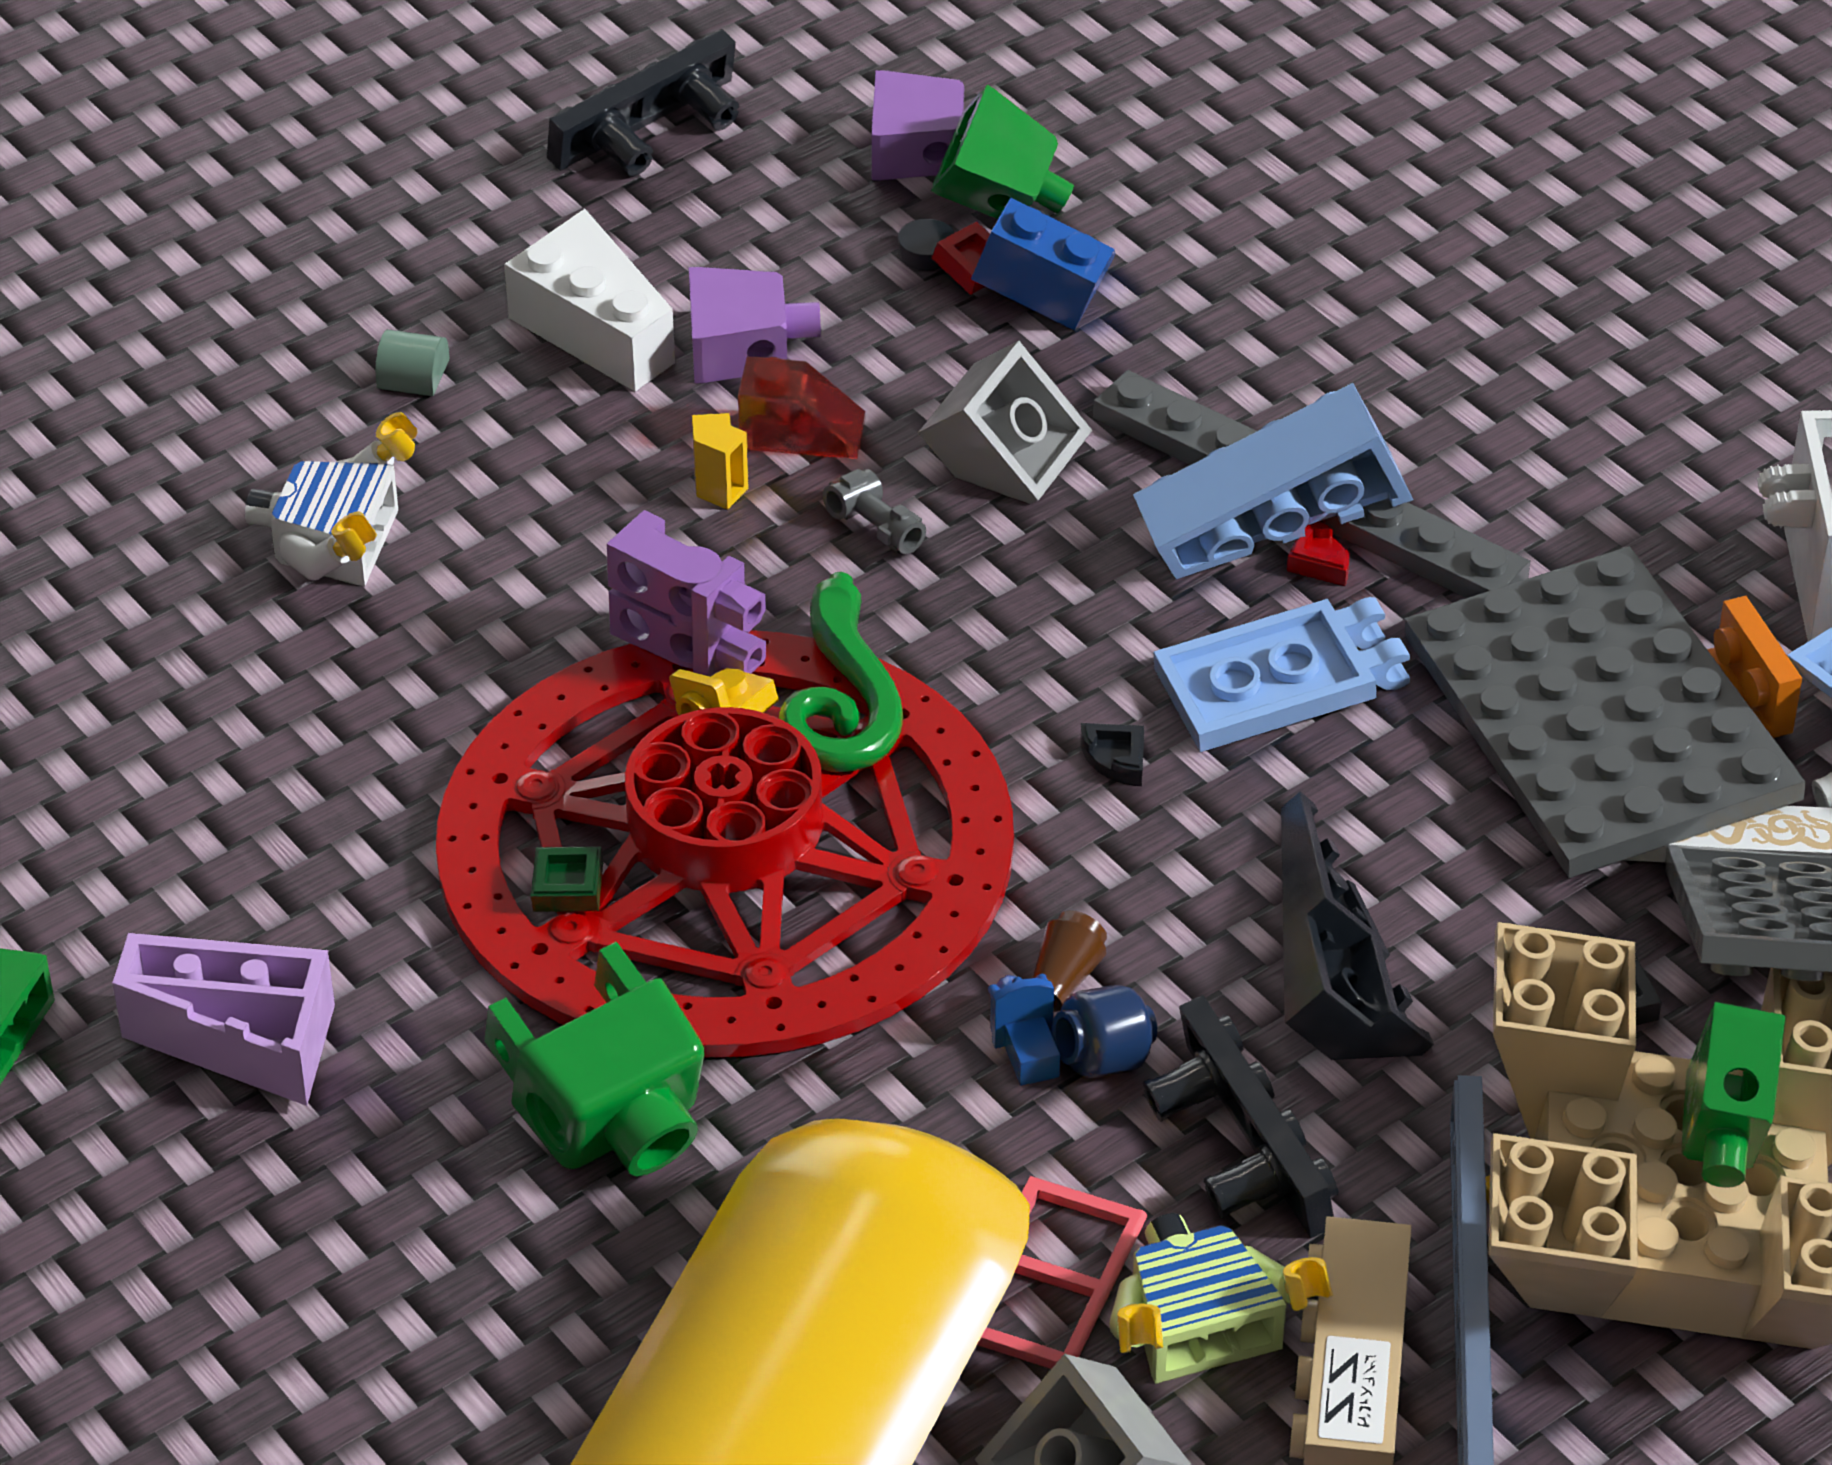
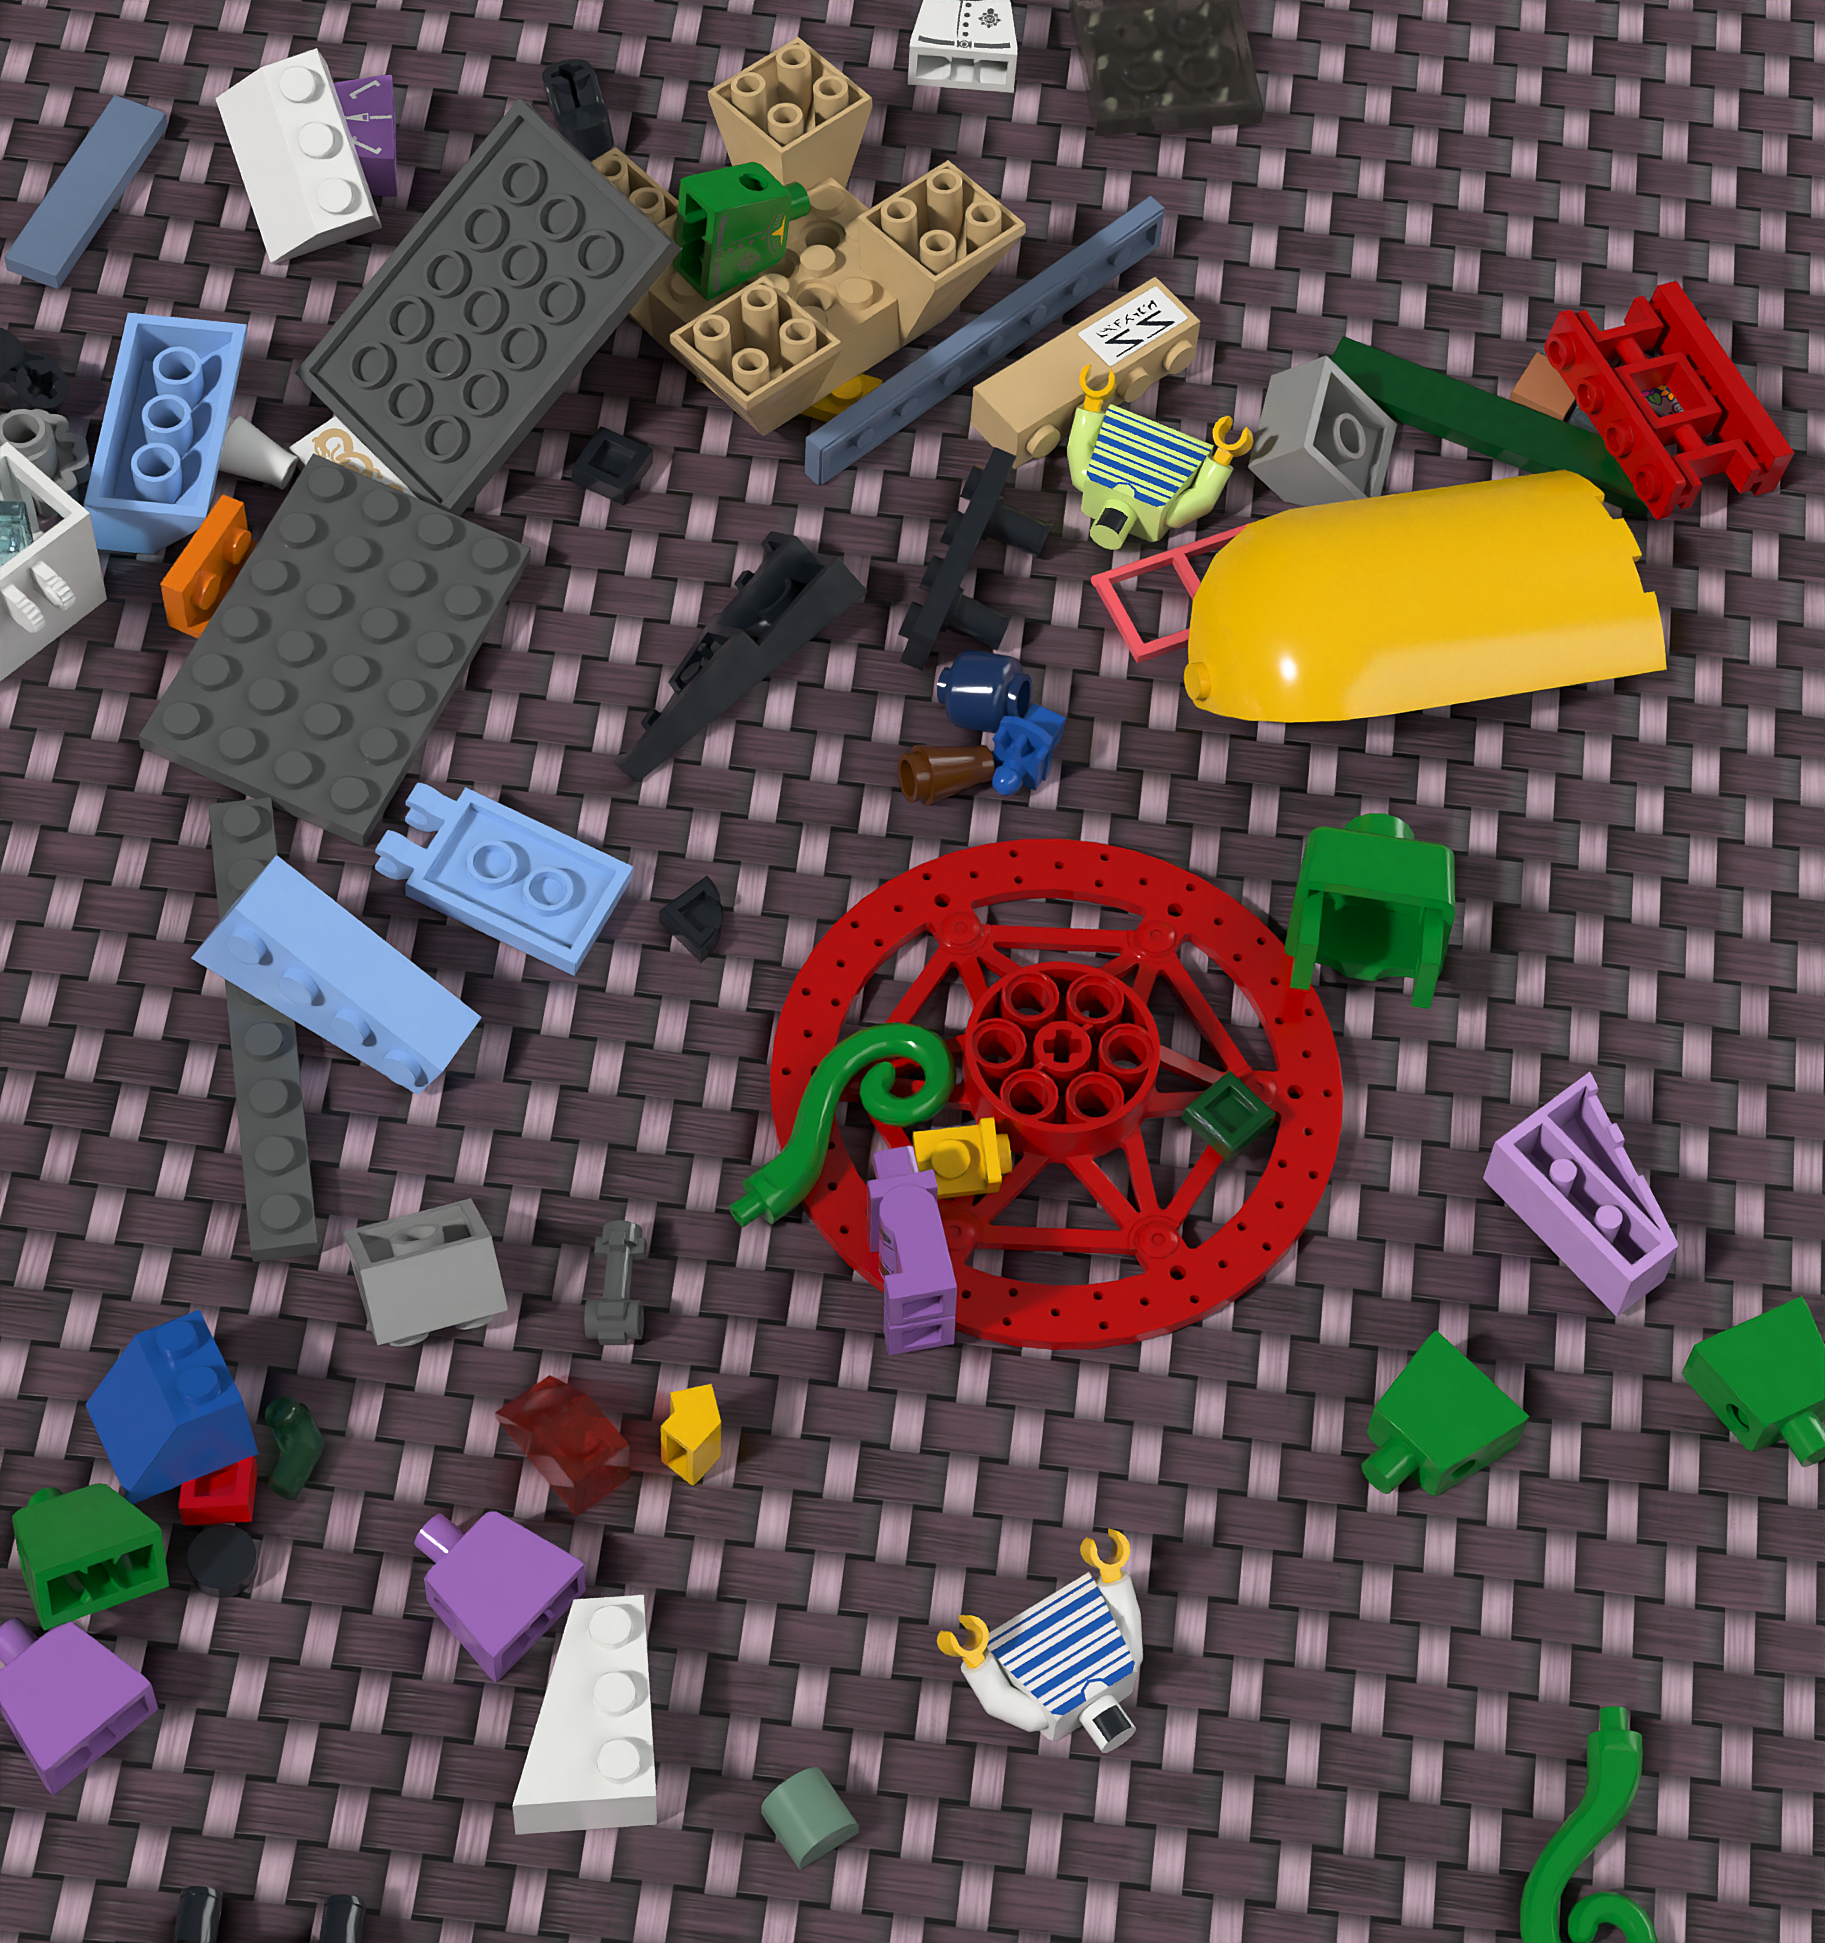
camera: 140 degrees left, 15 degrees up
(203, 814) = (1440, 1422): none -> green torso
(954, 316) = (299, 1444): none -> clear green arm

